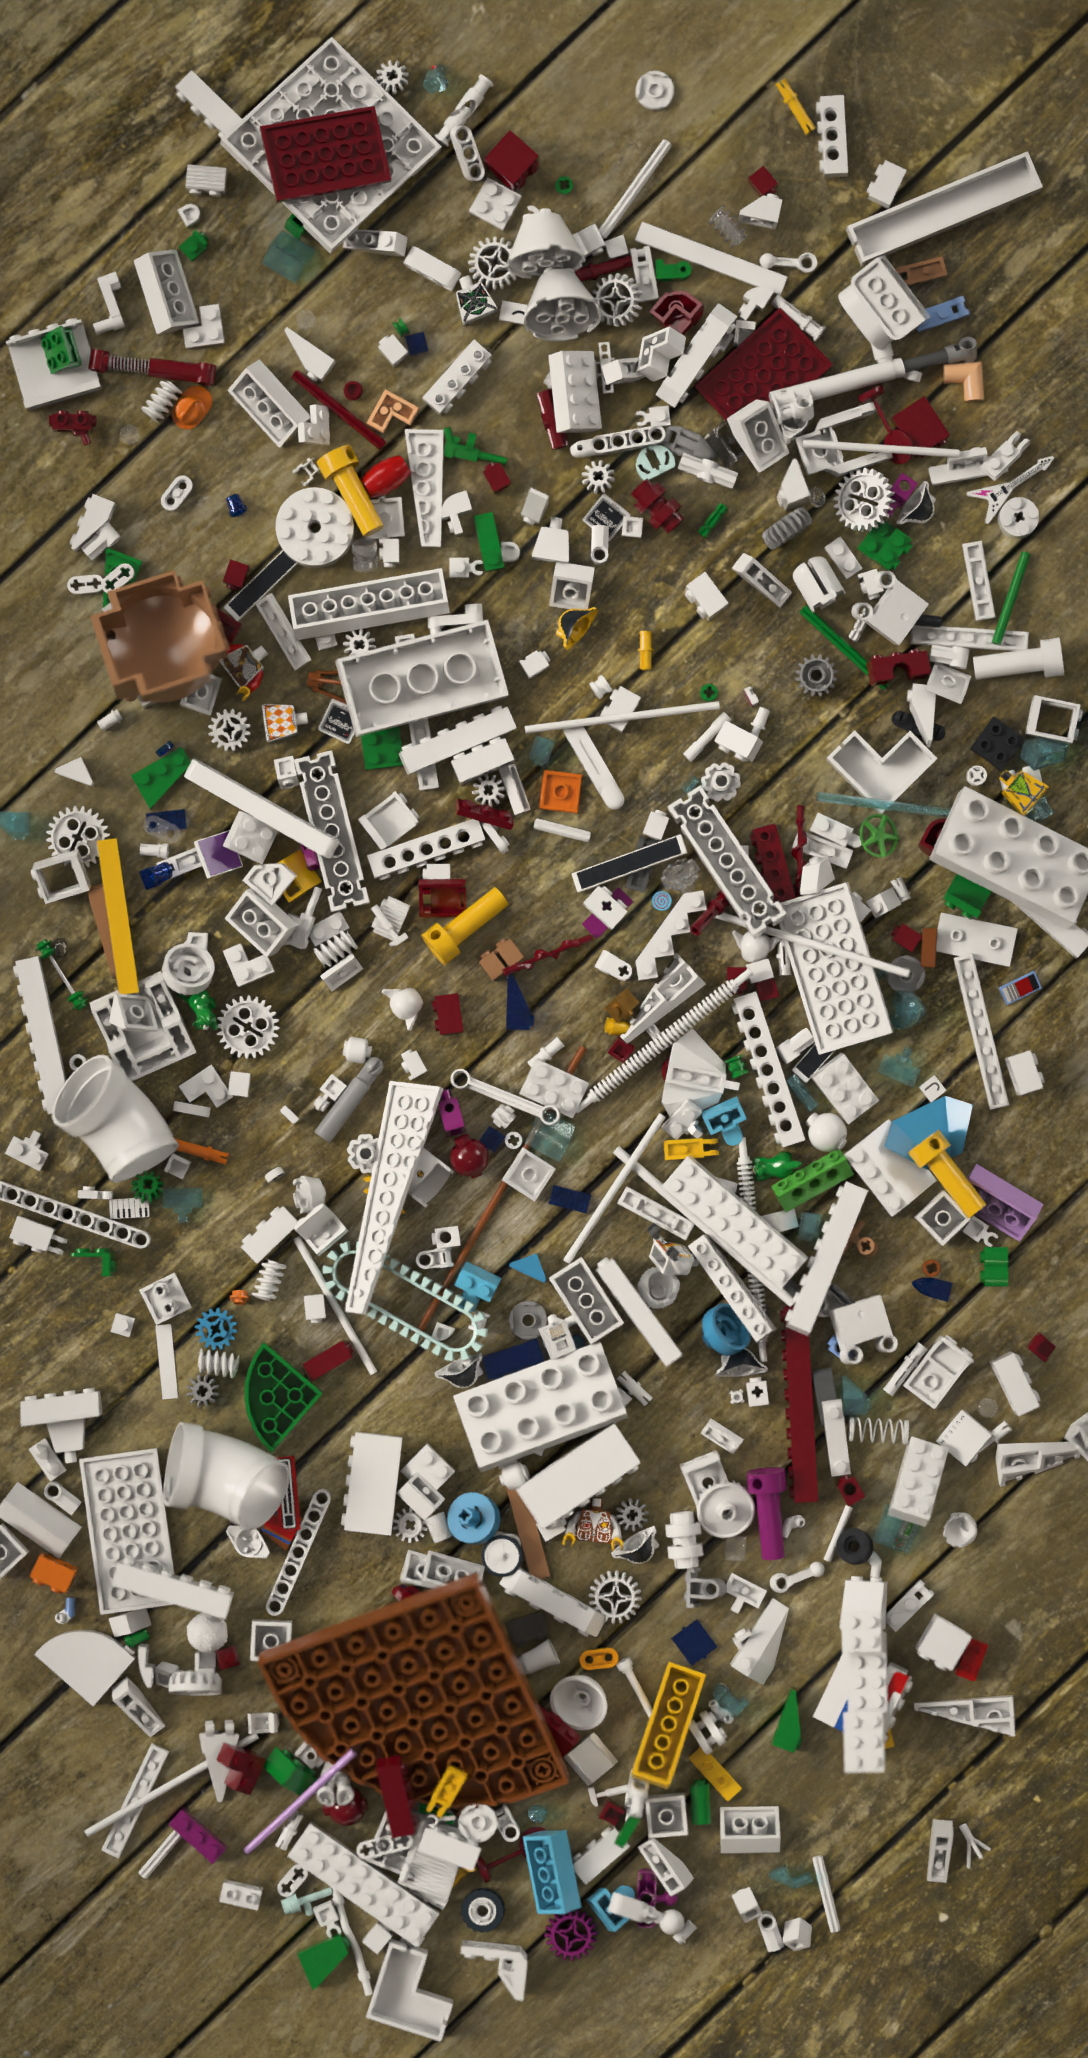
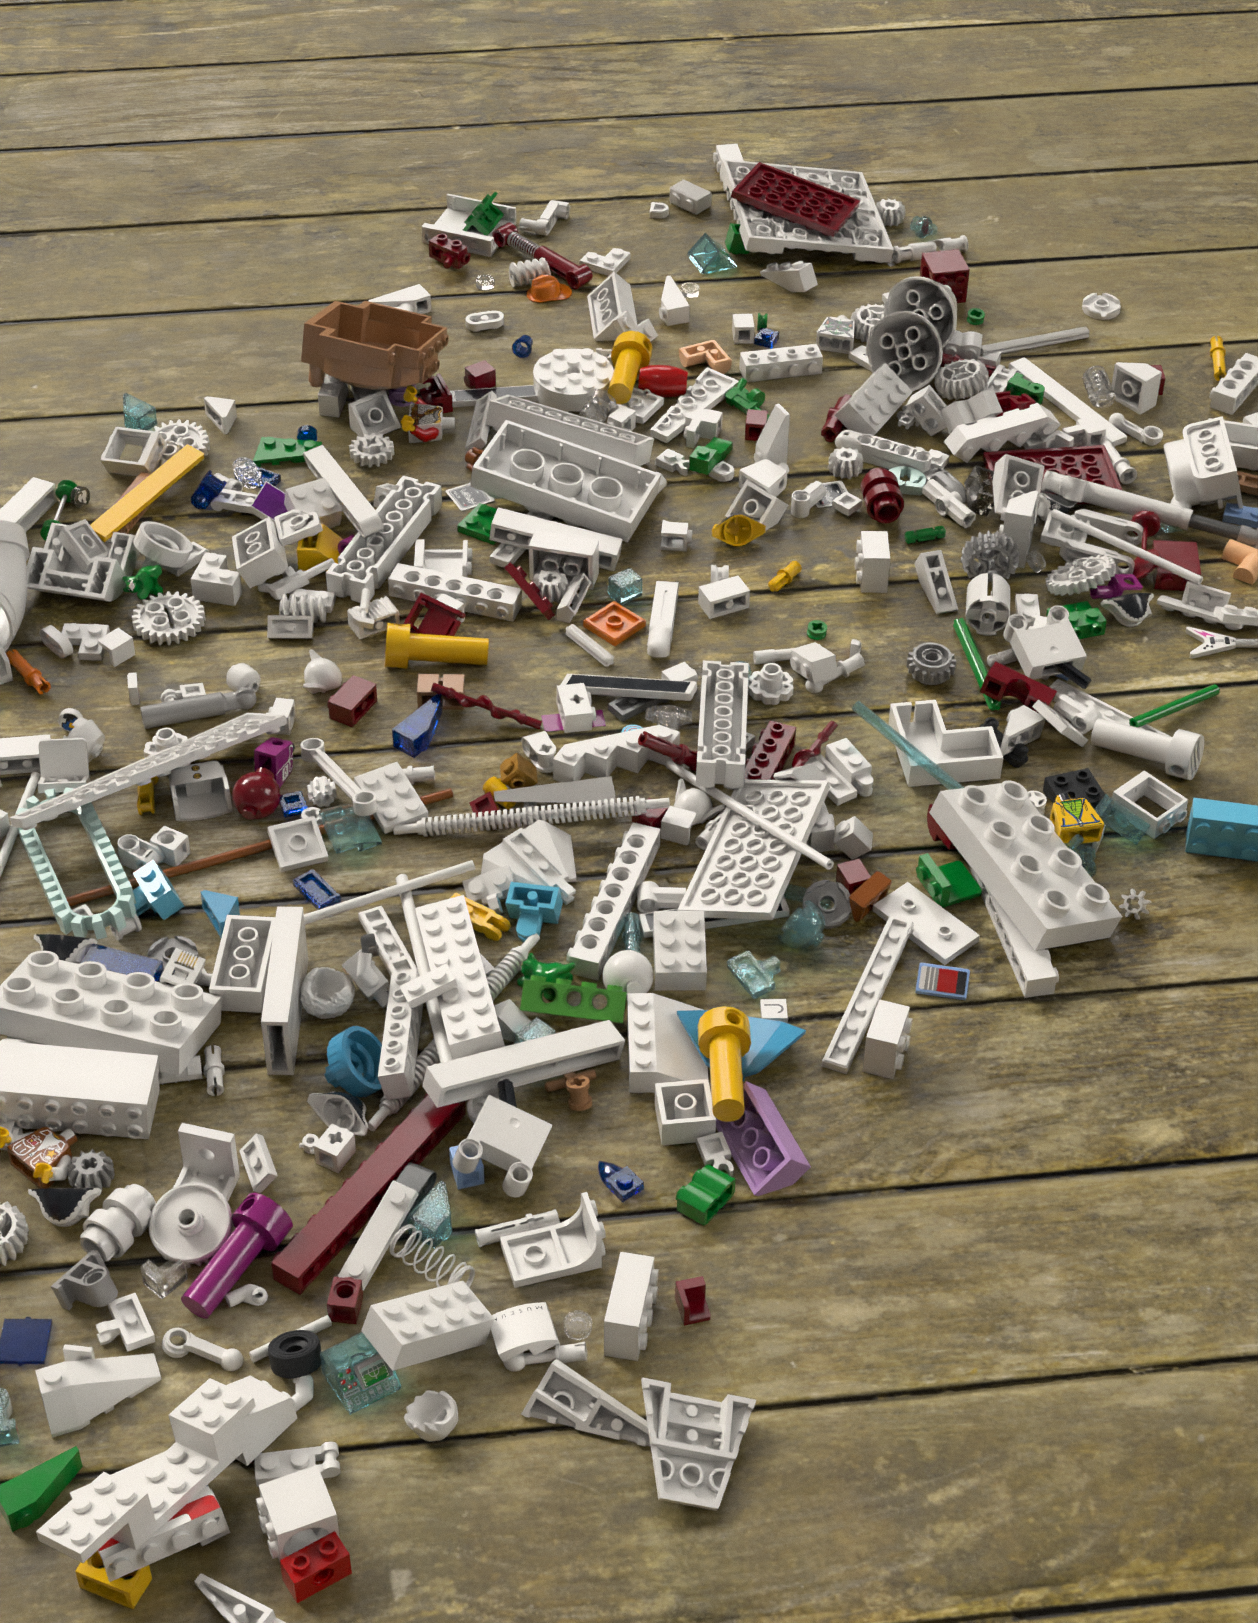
camera: 35 degrees right, 45 degrees down
(110, 720) = (284, 402): white pin -> none
(166, 291) = (597, 228): white slope -> none
(194, 245) = (644, 223): green bracket -> none
(281, 721) = (419, 463): torso -> none
(338, 409) = (663, 337): dark red axle -> none
(353, 390) = (687, 335): dark red plate -> none
(432, 268) = (819, 304): white beam -> none
(460, 146) = (912, 257): white beam -> none
(500, 842) = (524, 620): white plate -> none
(622, 717) = (758, 604): white piece -> none
(732, 1253) = (428, 986): none -> white plate
(736, 1066) = (586, 880): green bush -> none
(766, 989) = (673, 843): dark red plate -> none
(878, 835) = (892, 793): bright green wheel -> none
(901, 890) = (880, 847): white pin -> none
(913, 376) = (1195, 534): white axle -> none
(929, 1262) = (634, 1152): dark orange bush -> none
(978, 580) = (1150, 682): white plate -> none
(1029, 515) = (1226, 658): white brick -> none

